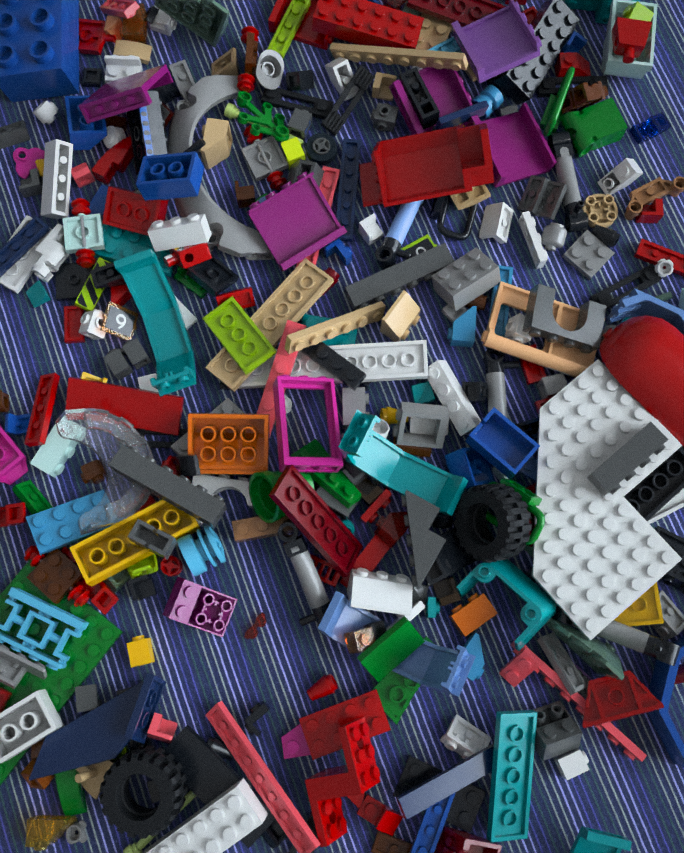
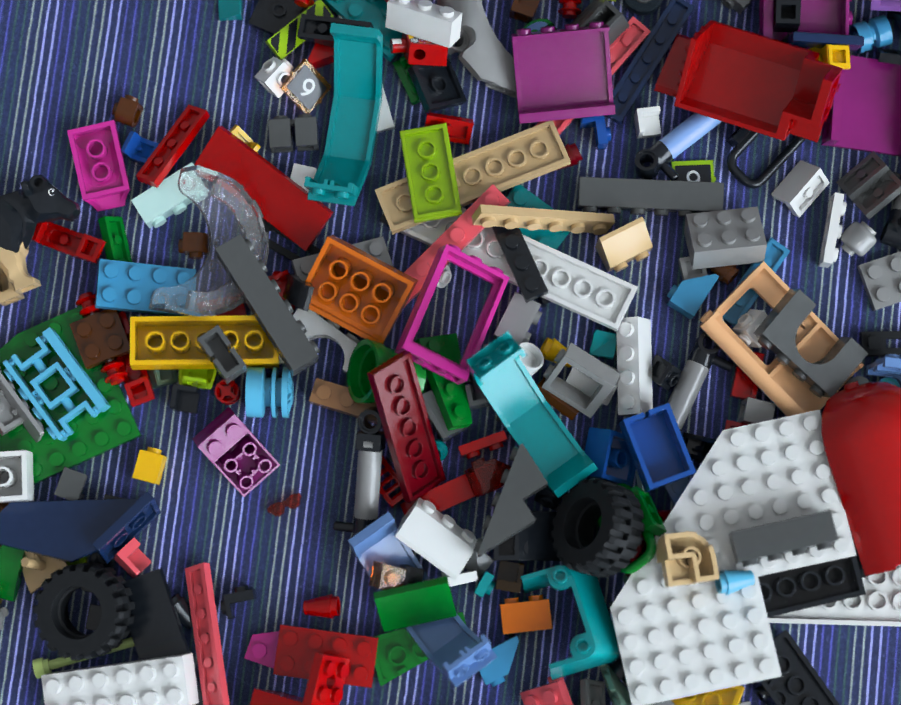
camera: 30 degrees right, 5 degrees up
(72, 324) = (252, 62): red tile -> none
(369, 491) = (483, 422): dark brown panel -> none
(470, 198) = (791, 144): tan slope -> none
(473, 119) = (836, 55): none -> yellow slope
(570, 510) = (686, 559): none -> tan brick
(609, 509) = (733, 580): none -> medium azure cone

